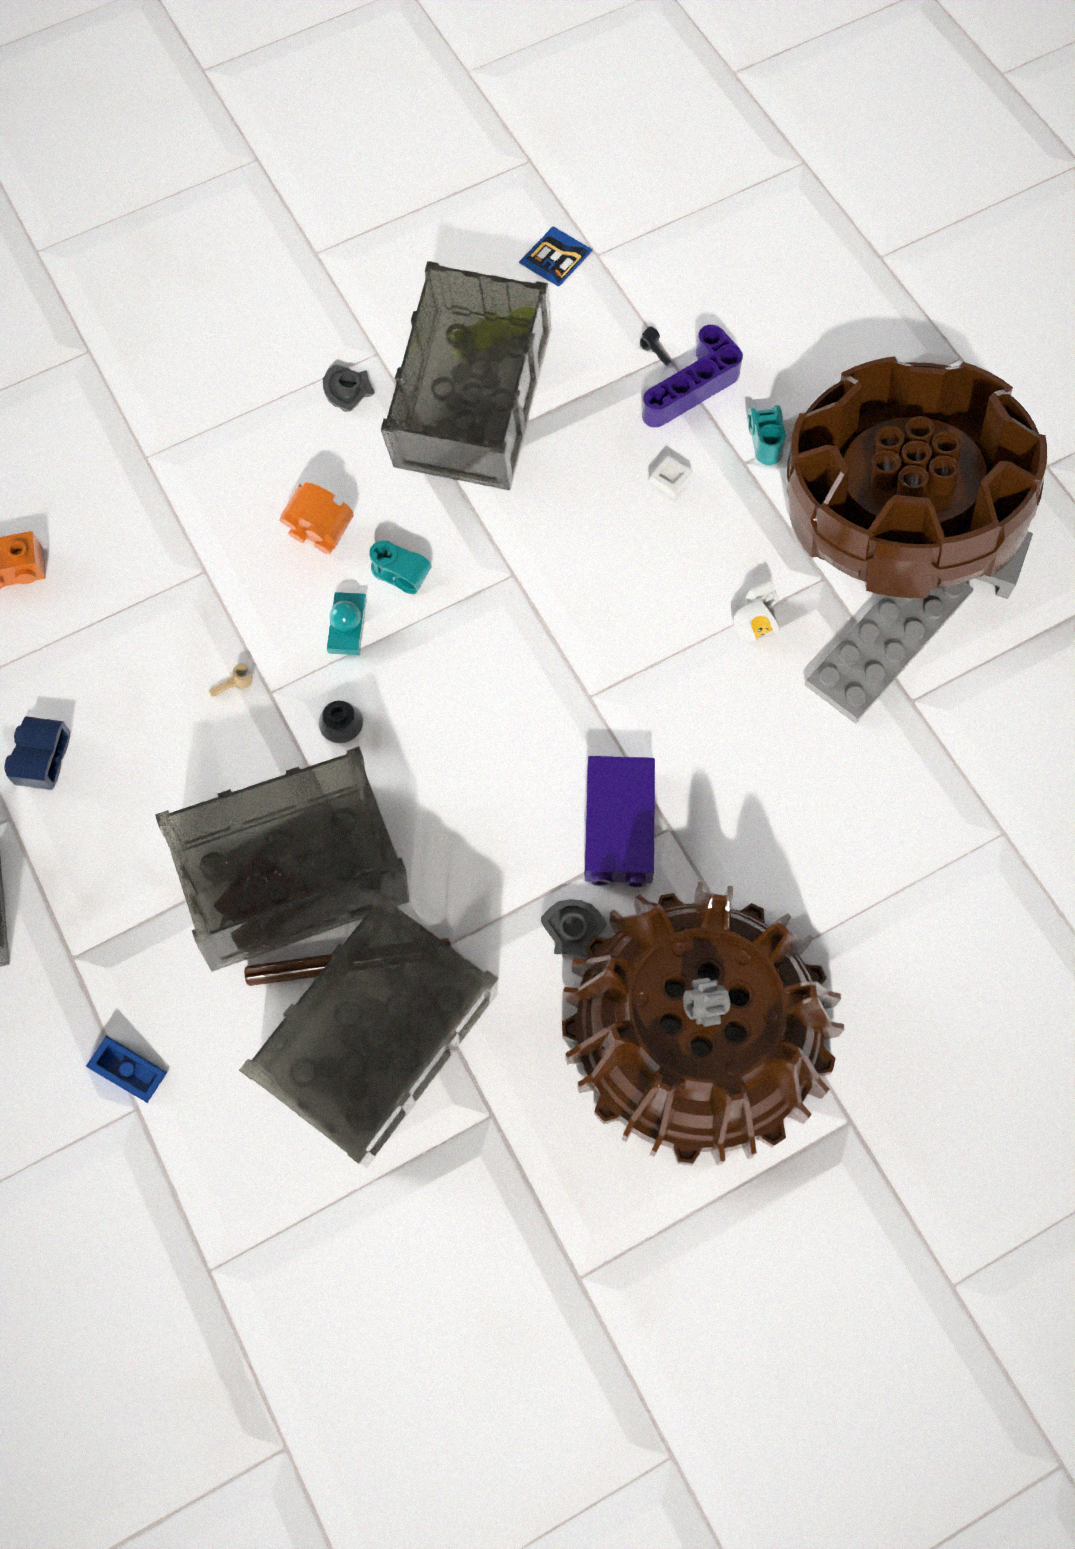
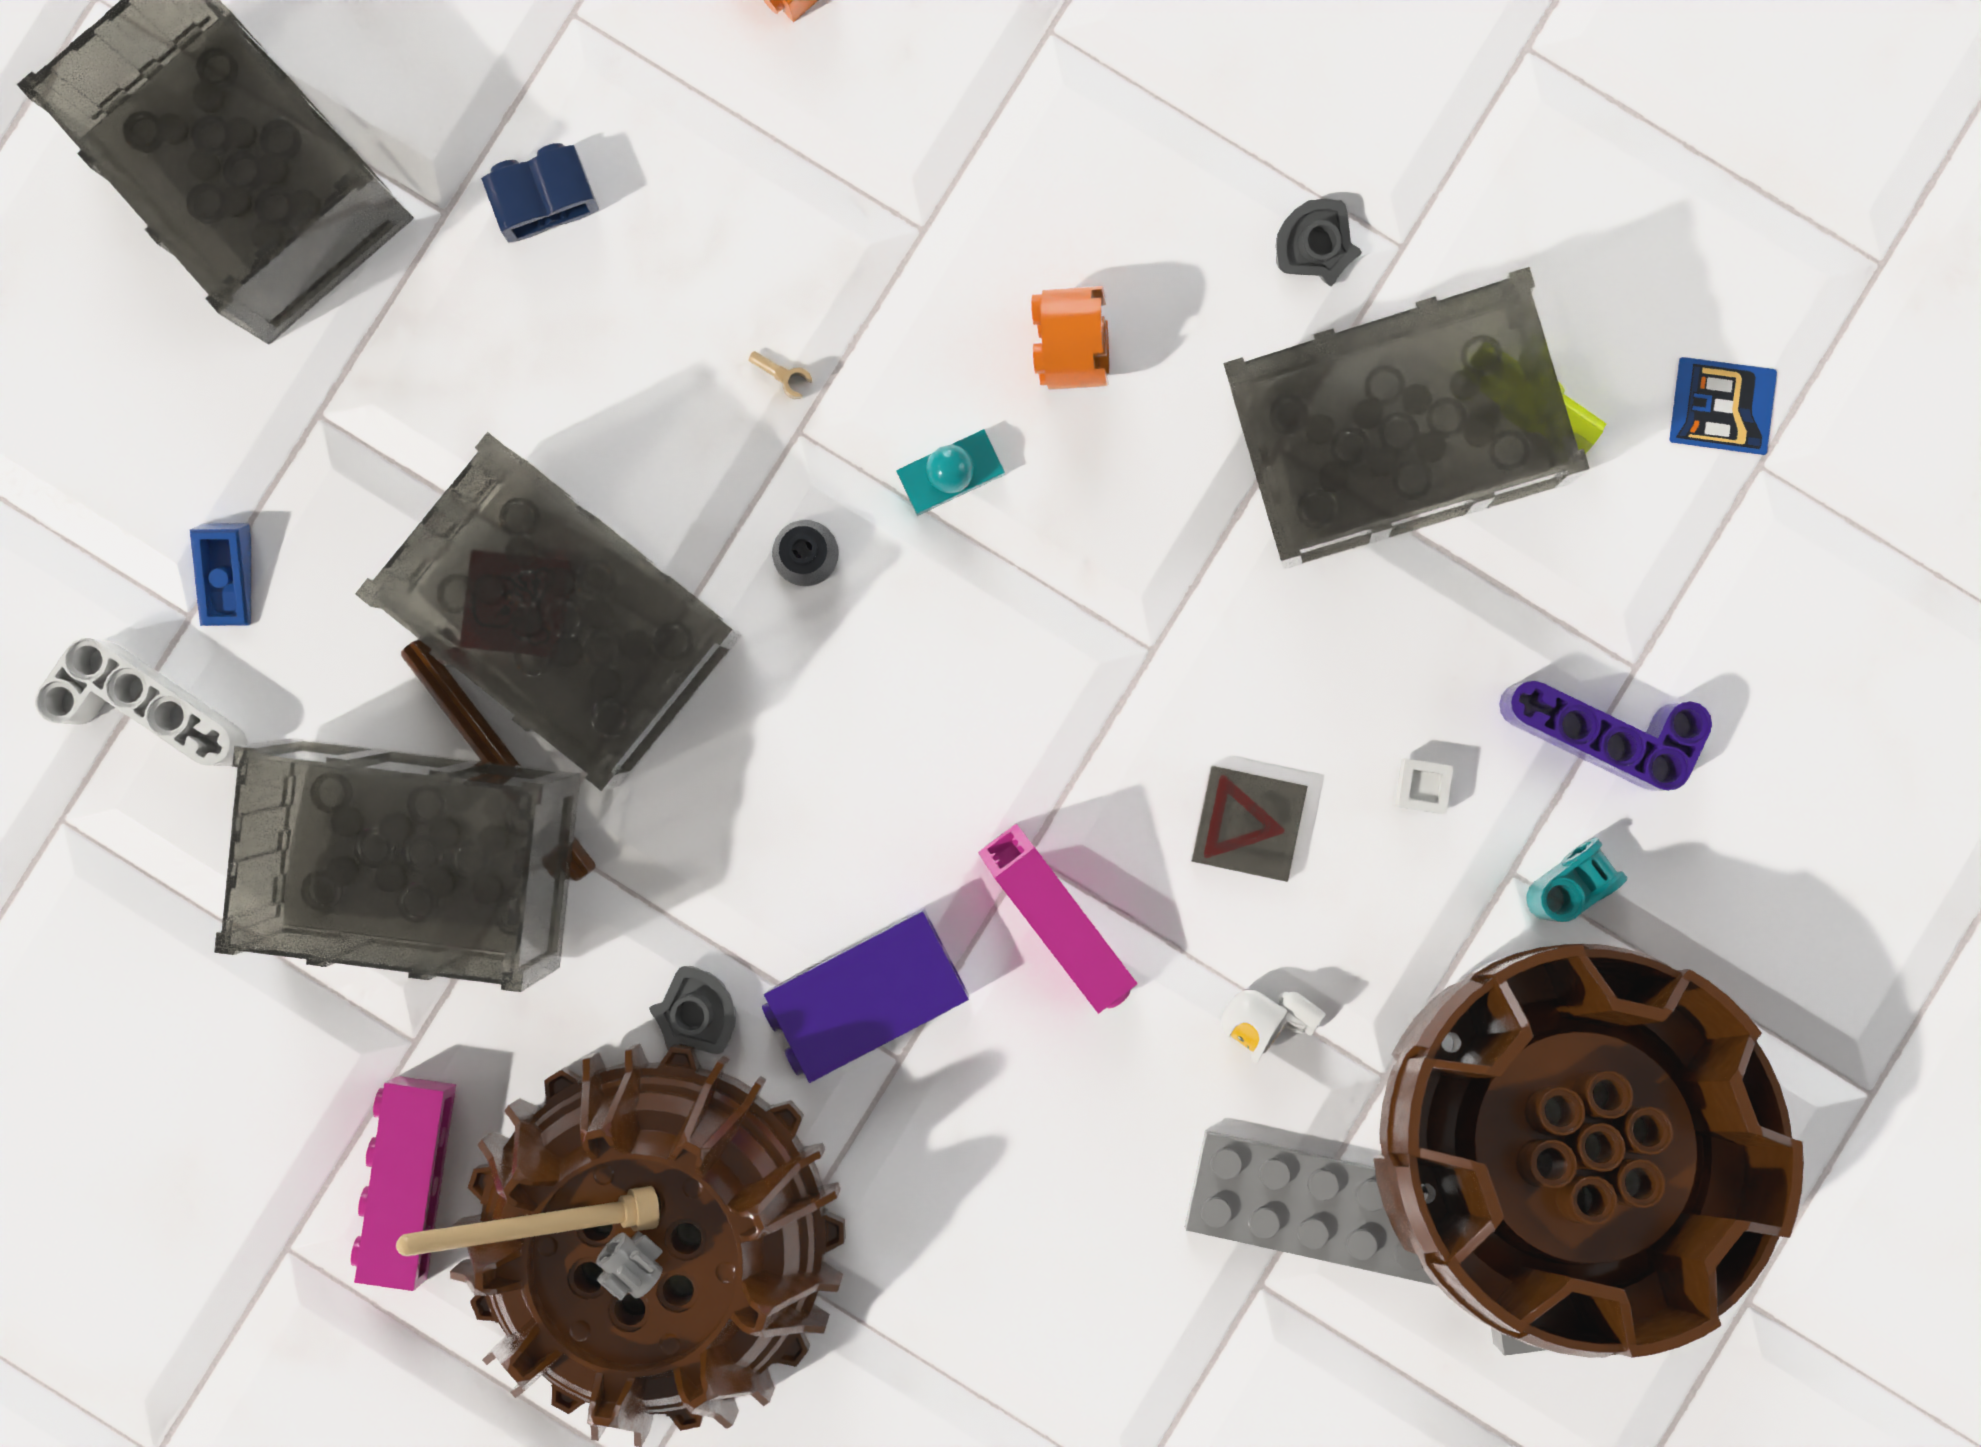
camera: 60 degrees right, 20 degrees up
(177, 1162) = (150, 710): none -> white beam
(399, 568) = (1068, 503): teal piece -> none
(578, 1164) = (403, 1181): none -> dark pink brick
(633, 689) = (1057, 919): none -> dark pink slope
(640, 573) = (1249, 823): none -> clear smoke tile
(649, 341) = (1640, 629): black hand -> none
(672, 986) = (635, 1210): none -> tan piece

